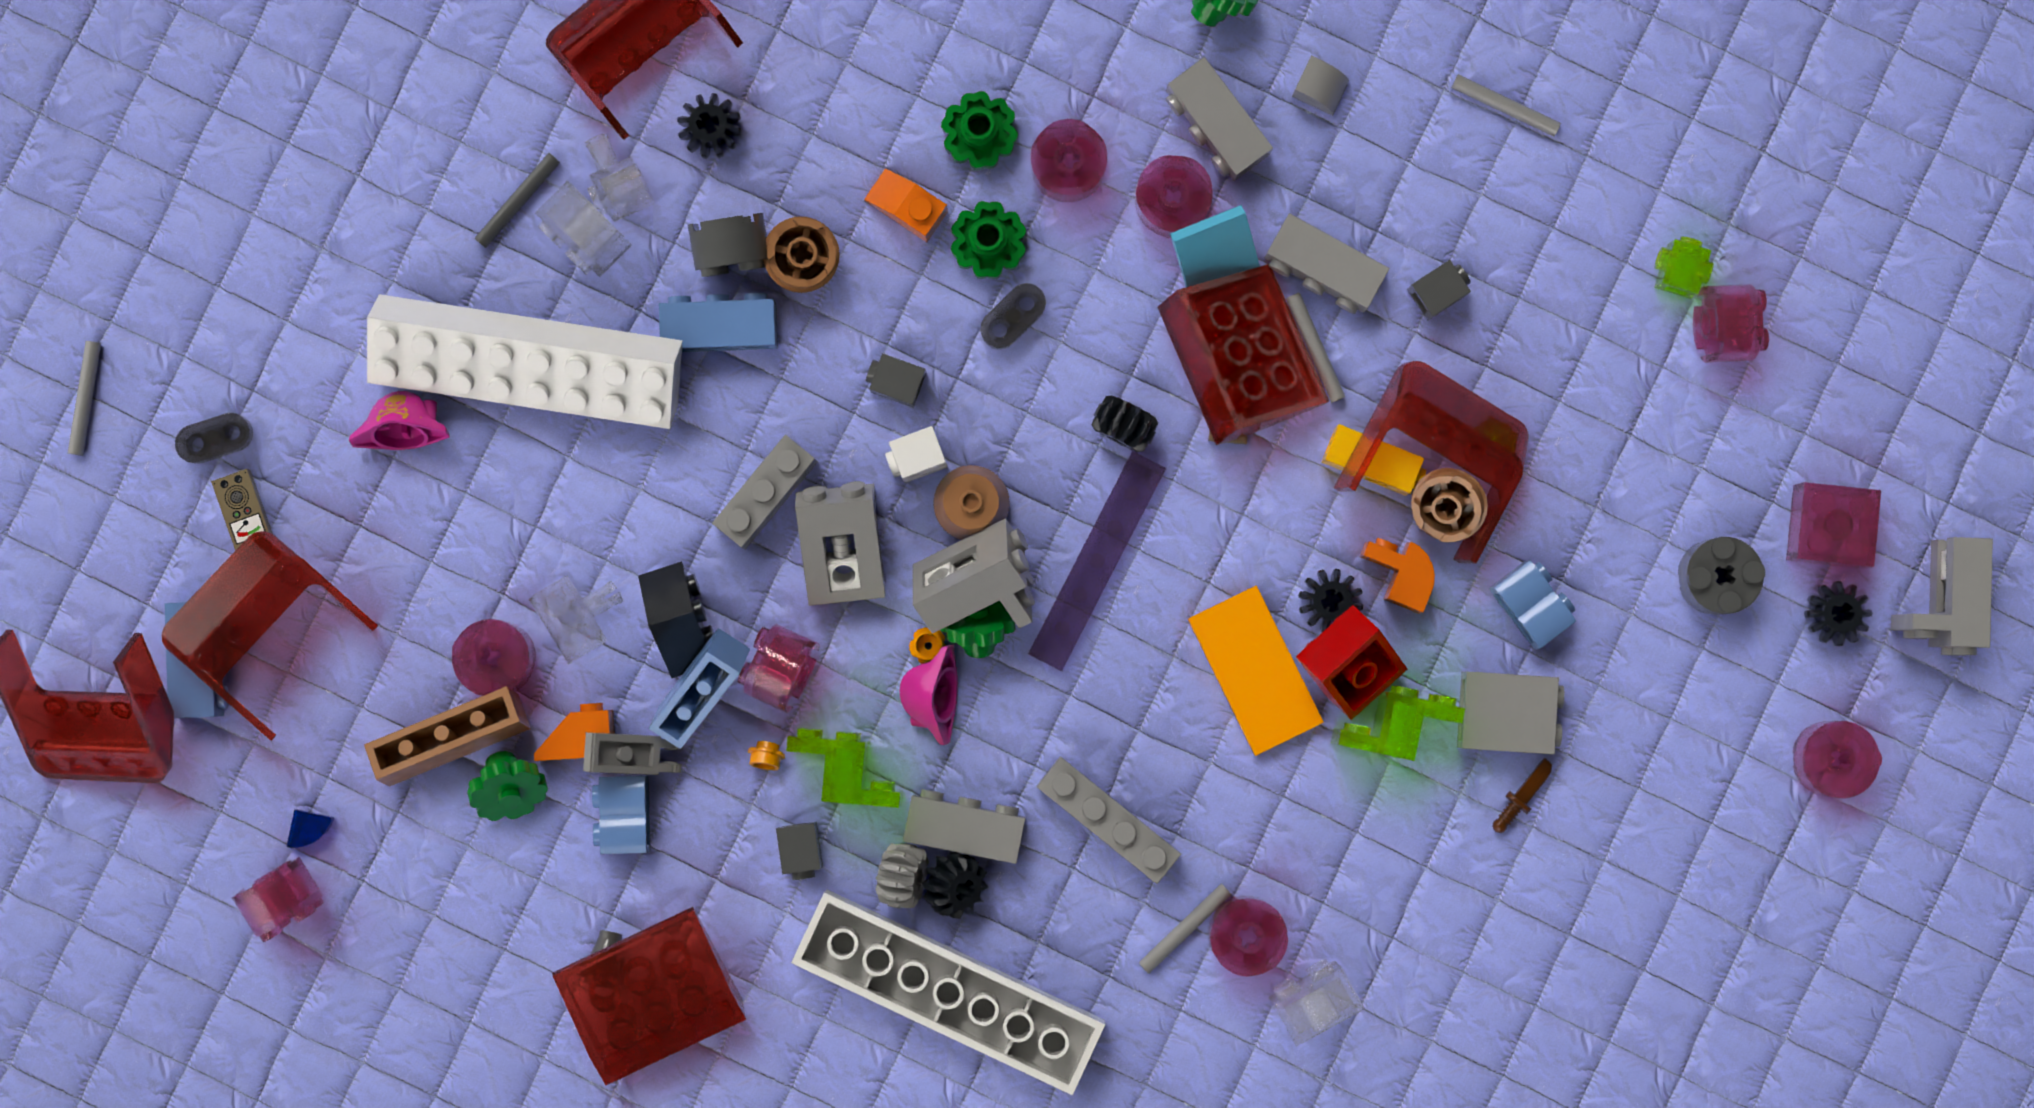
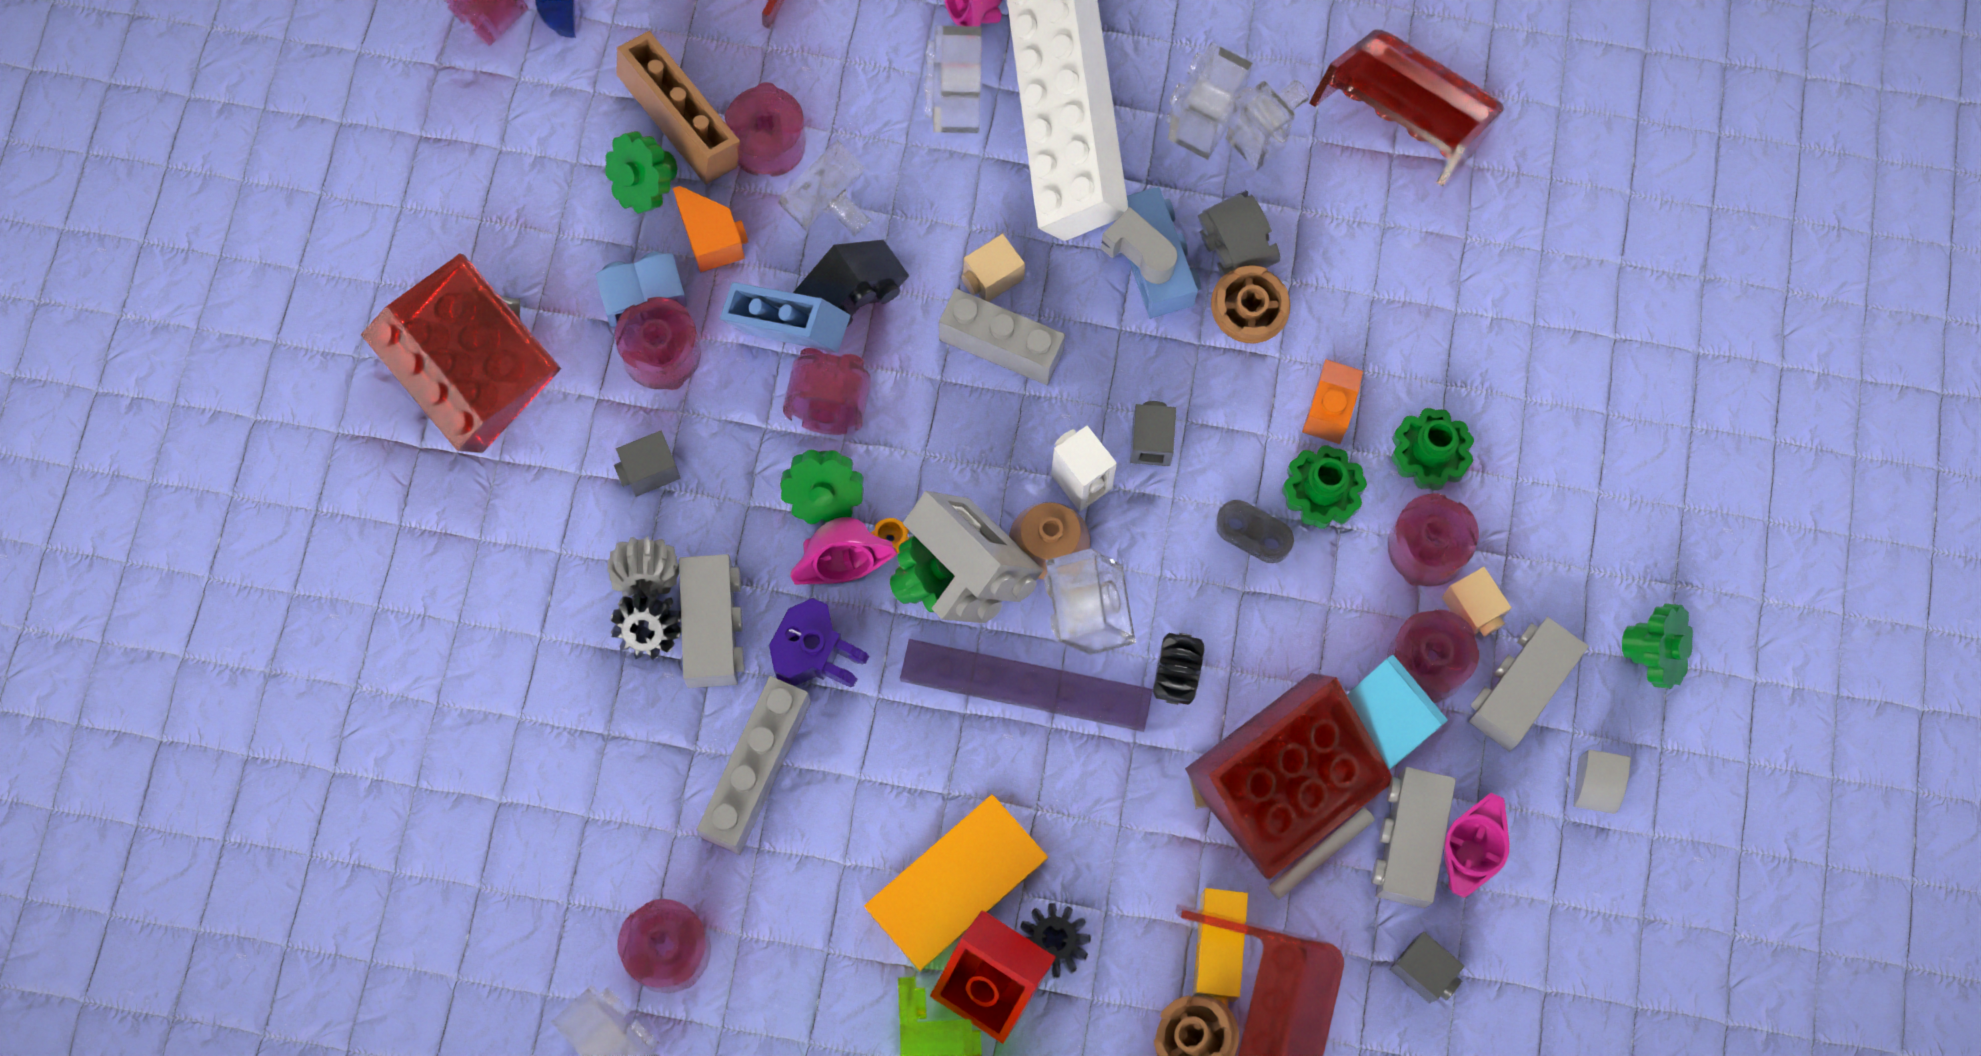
camera: 70 degrees right, 15 degrees down
(495, 462) = (954, 79): none -> clear brick
(517, 200) = (1203, 40): dark grey bar -> none
(627, 754) = (701, 269): light grey hinge -> none
(664, 811) = (648, 325): none -> clear pink brick
(694, 481) = (992, 269): none -> tan brick
(718, 114) = (1352, 181): black gear -> none
(720, 336) = (1141, 245): none -> light grey leg
(766, 756) = (734, 408): light orange plate -> none
(837, 514) = (1000, 400): light grey brick -> none
(845, 768) = (740, 481): clear neon green bracket -> none
(867, 694) = (821, 486): none -> green plant
(949, 992) = (531, 650): white brick -> none
(1018, 740) = (816, 648): none -> dark purple hinge
(1046, 485) = (1089, 602): none -> clear brick
(1135, 139) = (1478, 602): none -> tan brick
(1185, 928) = (657, 881): light grey bar -> none
(1353, 215) = (1477, 845): none -> dark pink hat
(1412, 574) = (1109, 1023): orange brick -> none
(1506, 105) = (1651, 990): light grey bar -> none

